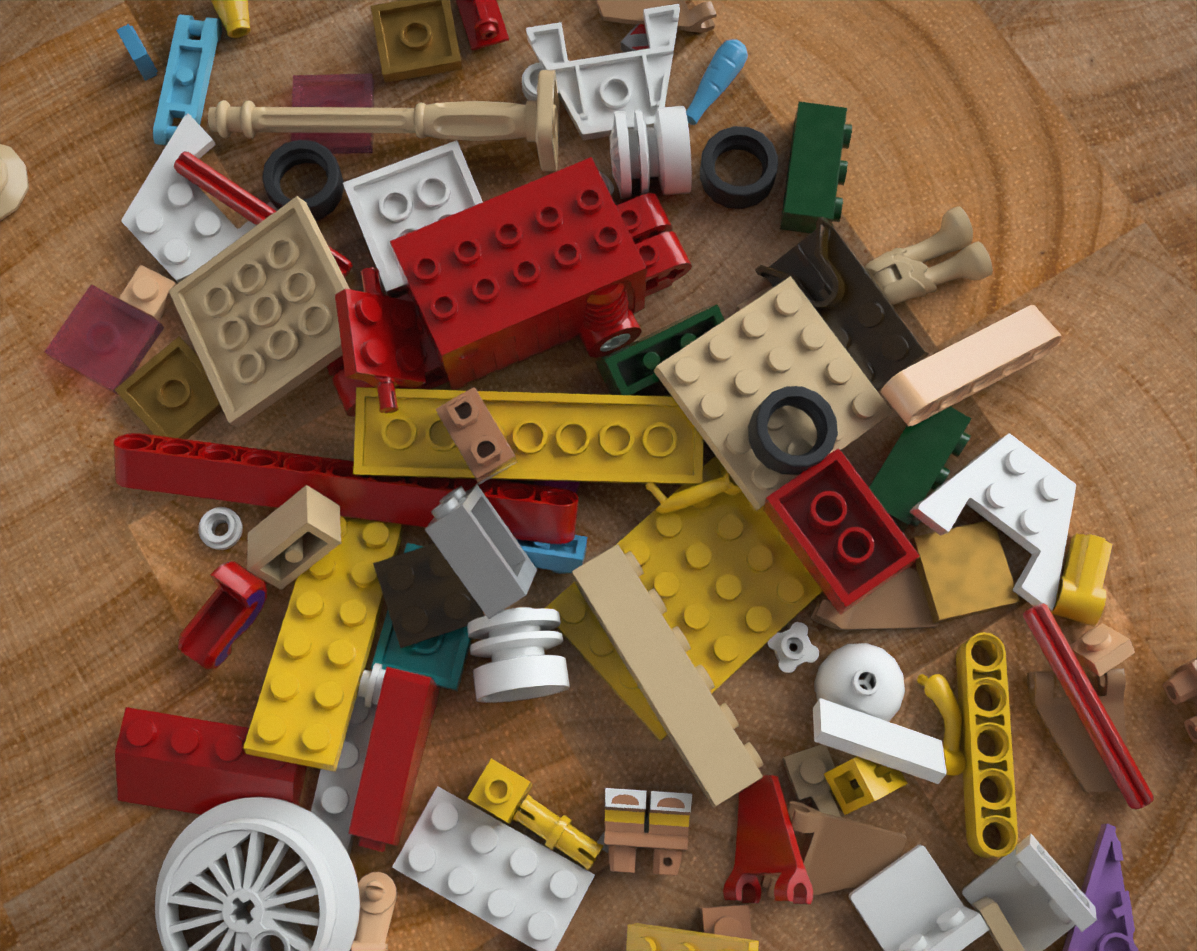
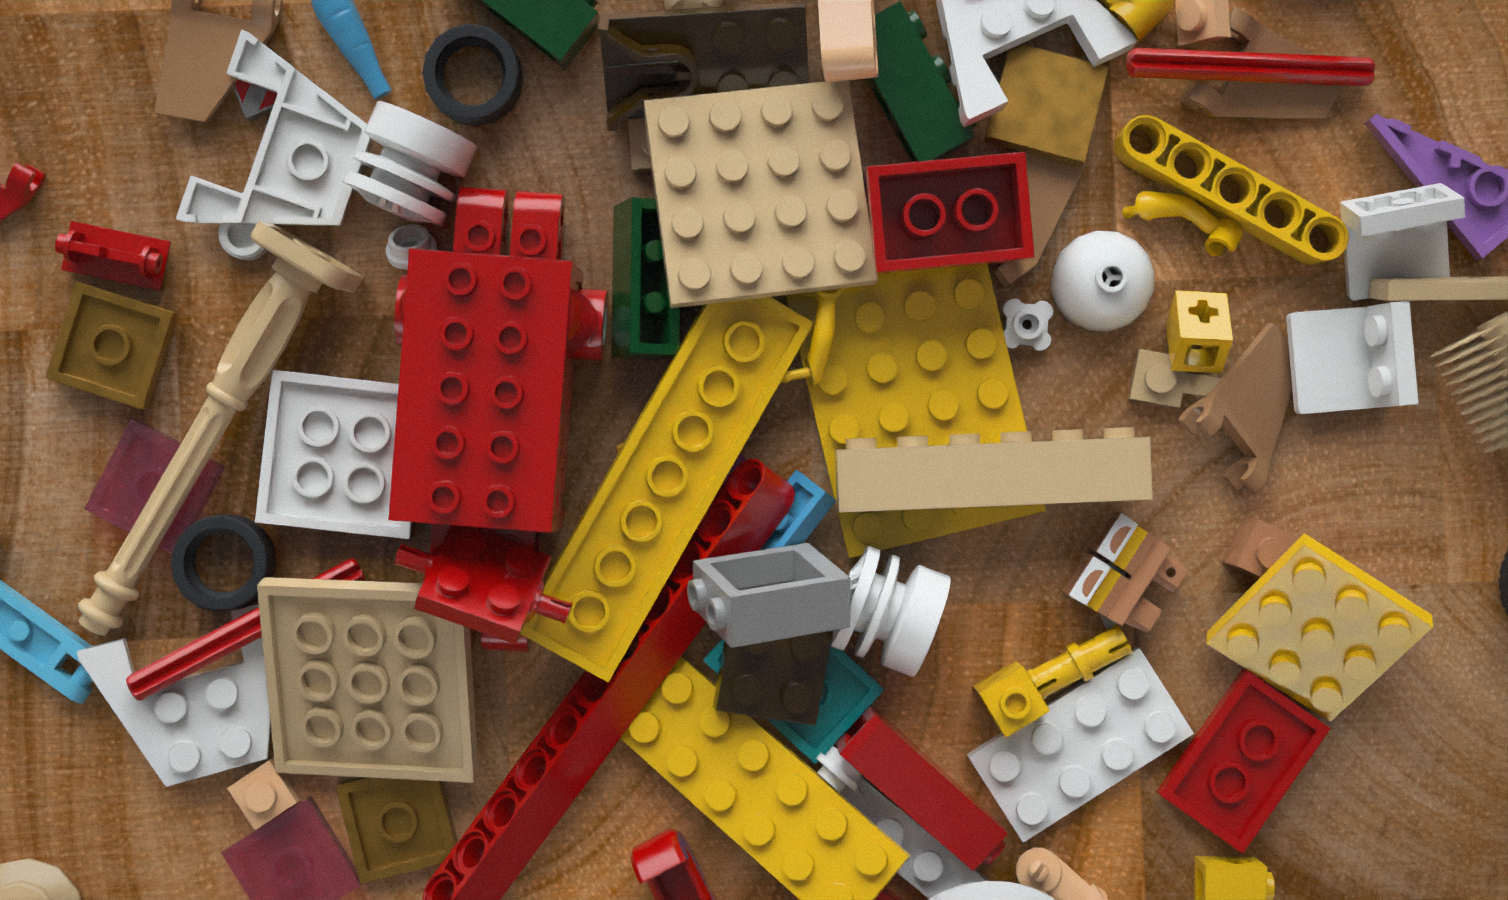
camera: 65 degrees left, 15 degrees up
(212, 519) = (573, 859): white plate -> none
(293, 537) = (640, 776): tan brick -> none
(476, 435) = (643, 536): nougat hips -> none
(766, 847) = (1212, 467): red flag -> none
(815, 407) = (840, 167): black tyre -> none
(878, 741) = (1174, 299): white tile -> none

